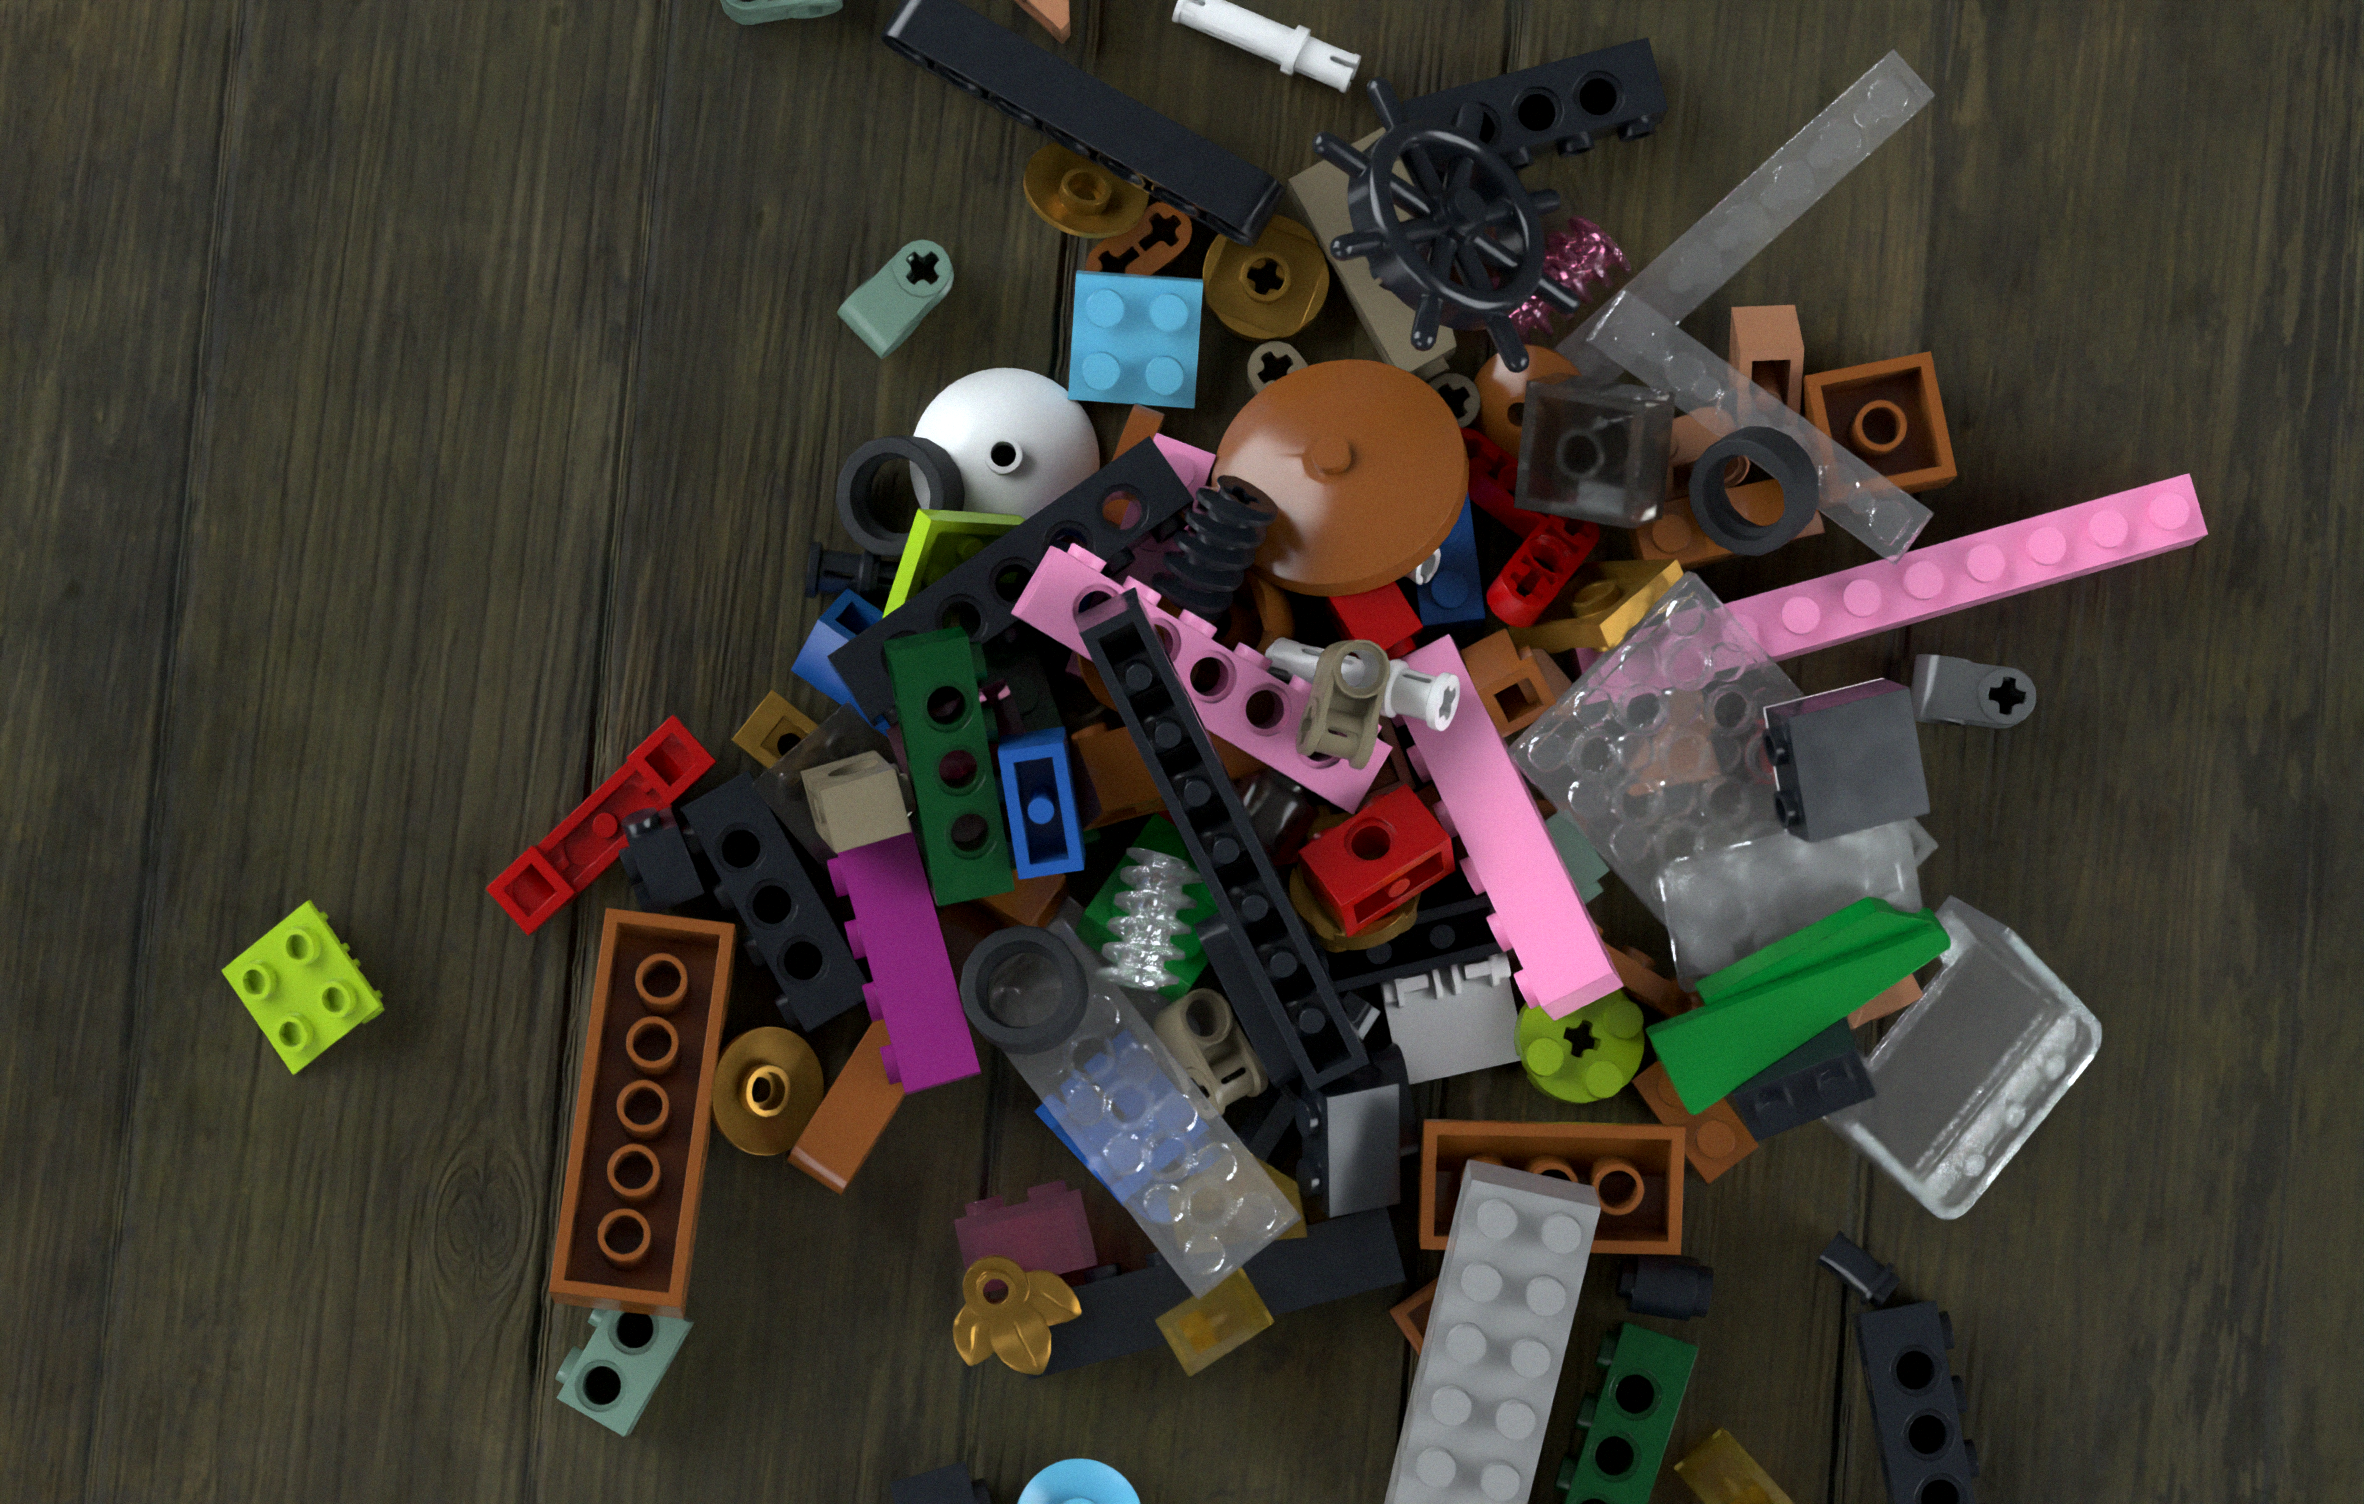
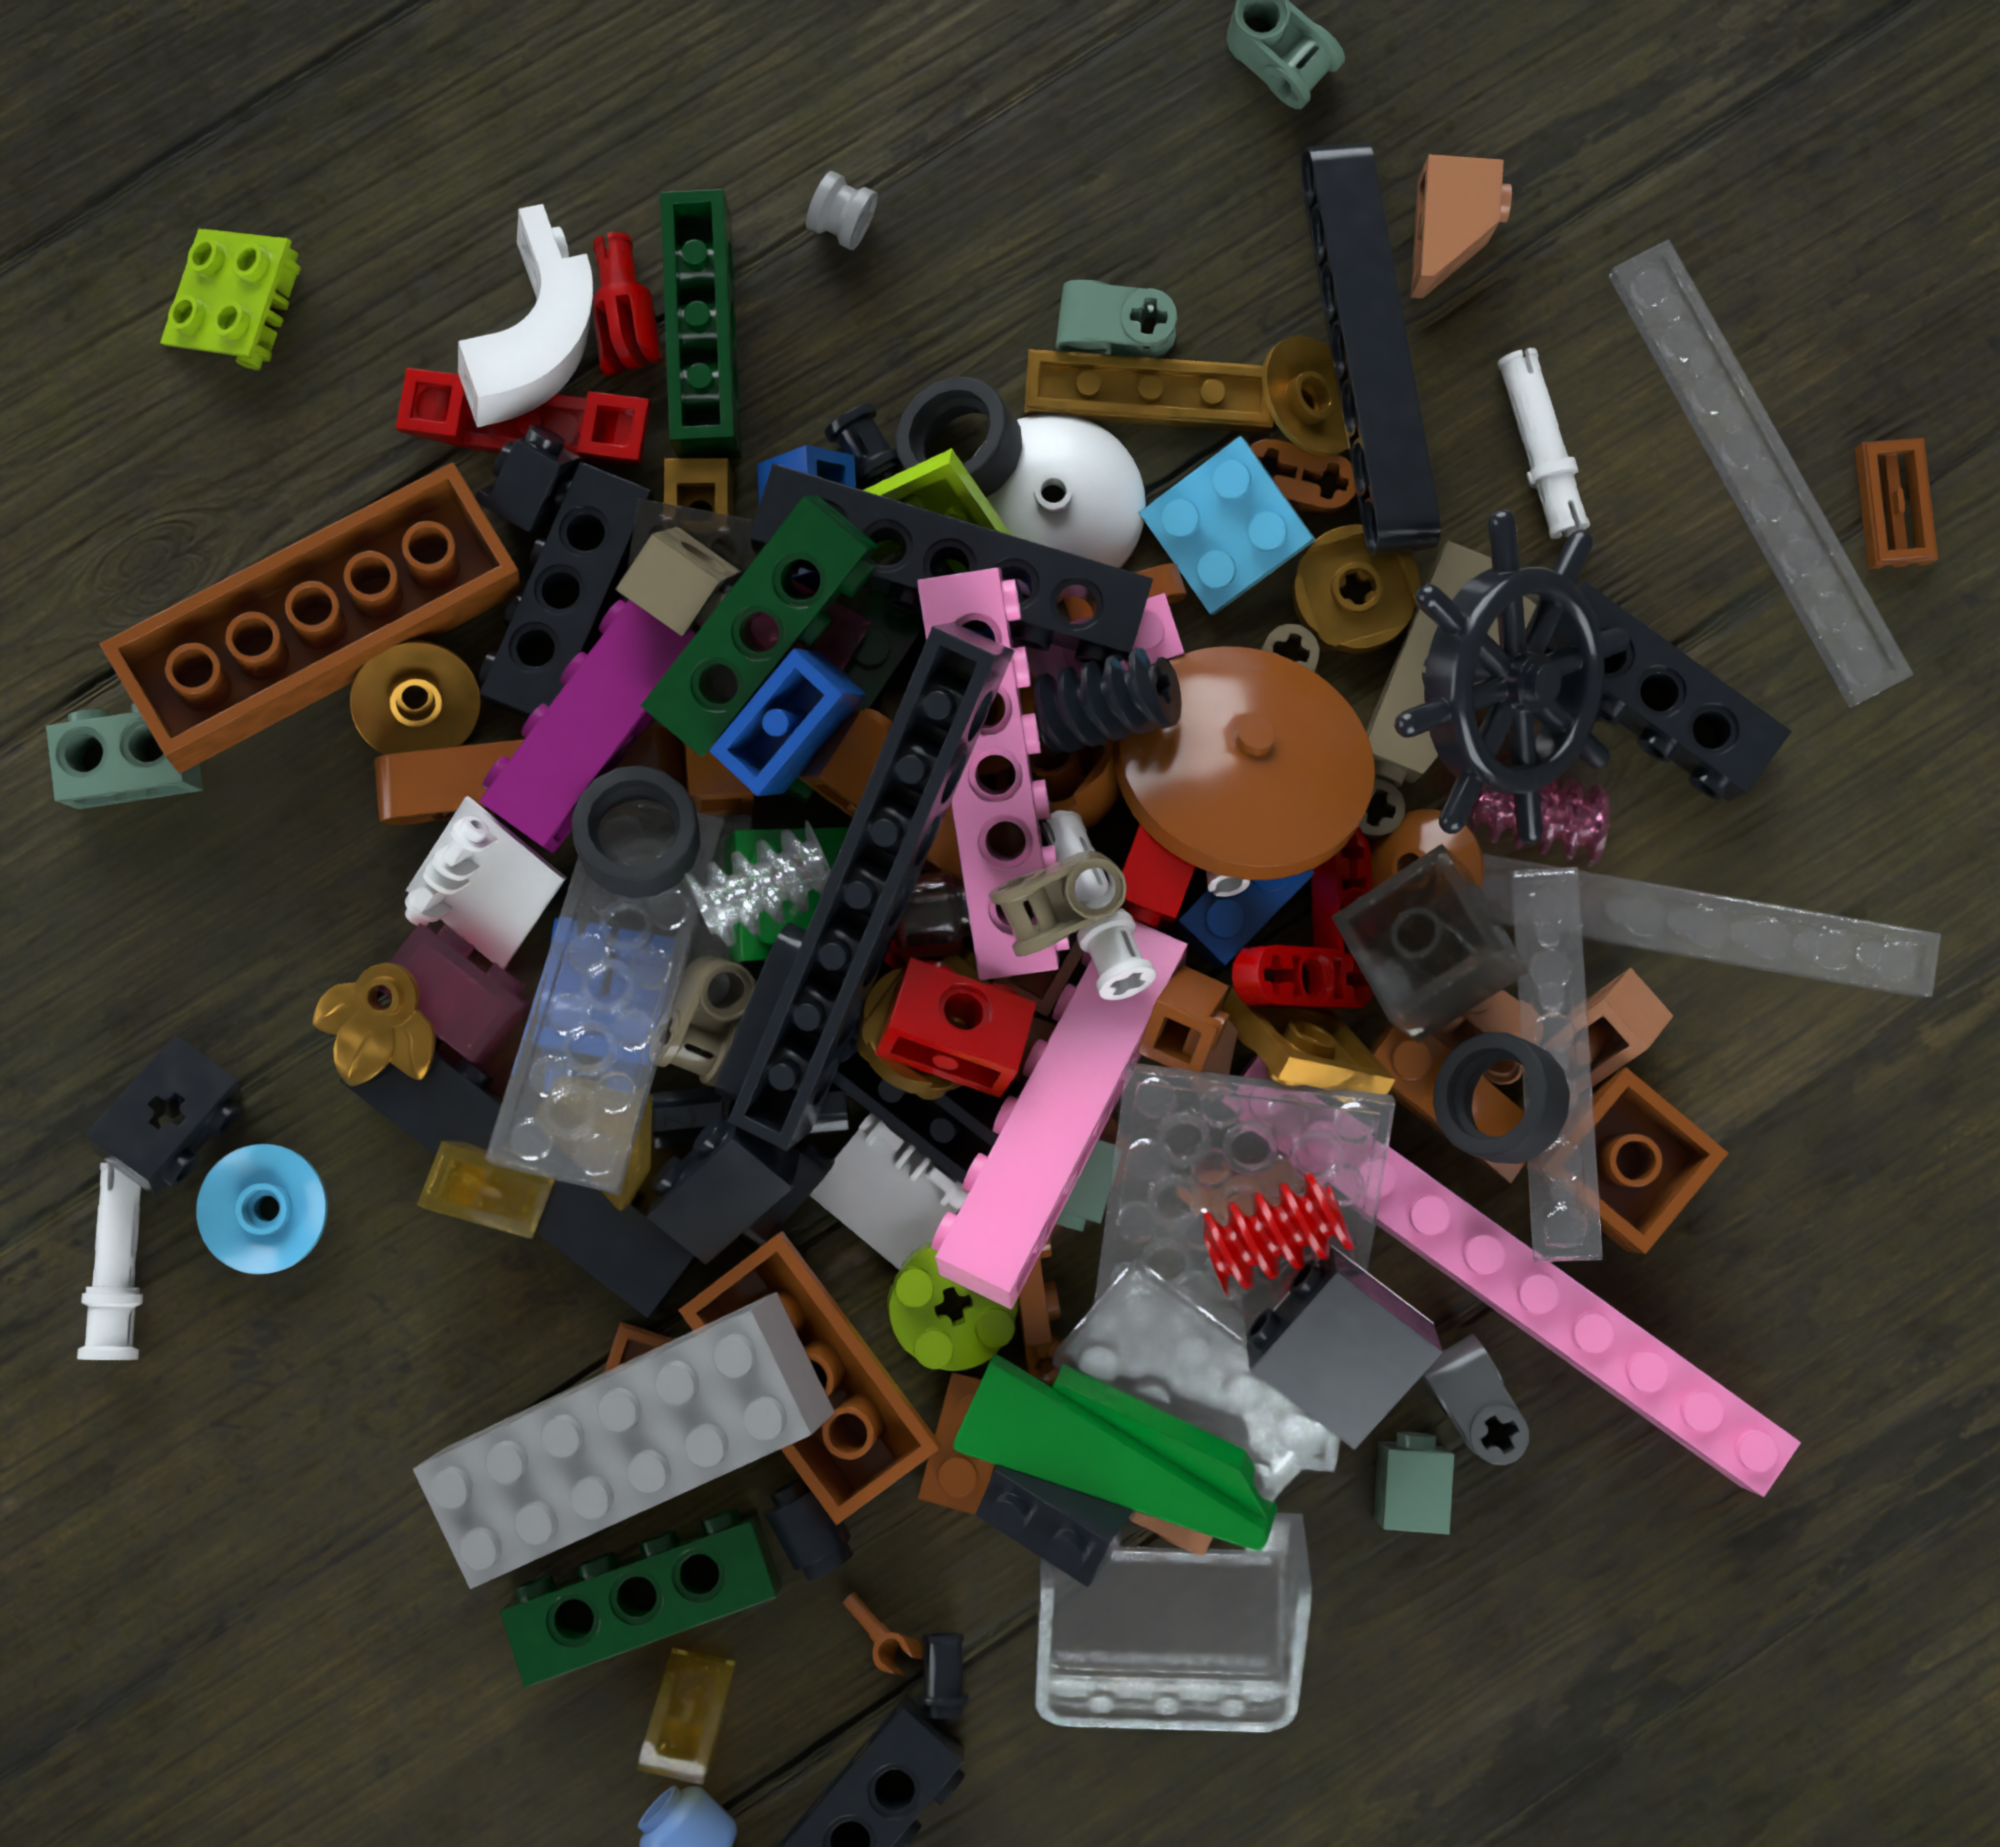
camera: 55 degrees right, 0 degrees up
(566, 790) = (533, 360): none -> white arch
(573, 678) = (622, 309): none -> red arm
(633, 440) = (841, 210): none -> light grey wheel
(643, 626) = (700, 324): none -> dark green brick
(957, 1149) = (483, 884): none -> white hinge
(972, 314) = (1147, 391): none -> pearl gold tile
(1721, 741) = (1275, 1232): none -> red piece
(1796, 1295) = (885, 1641): none -> dark orange hand
(1994, 791) = (1414, 1484): none -> sand green brick

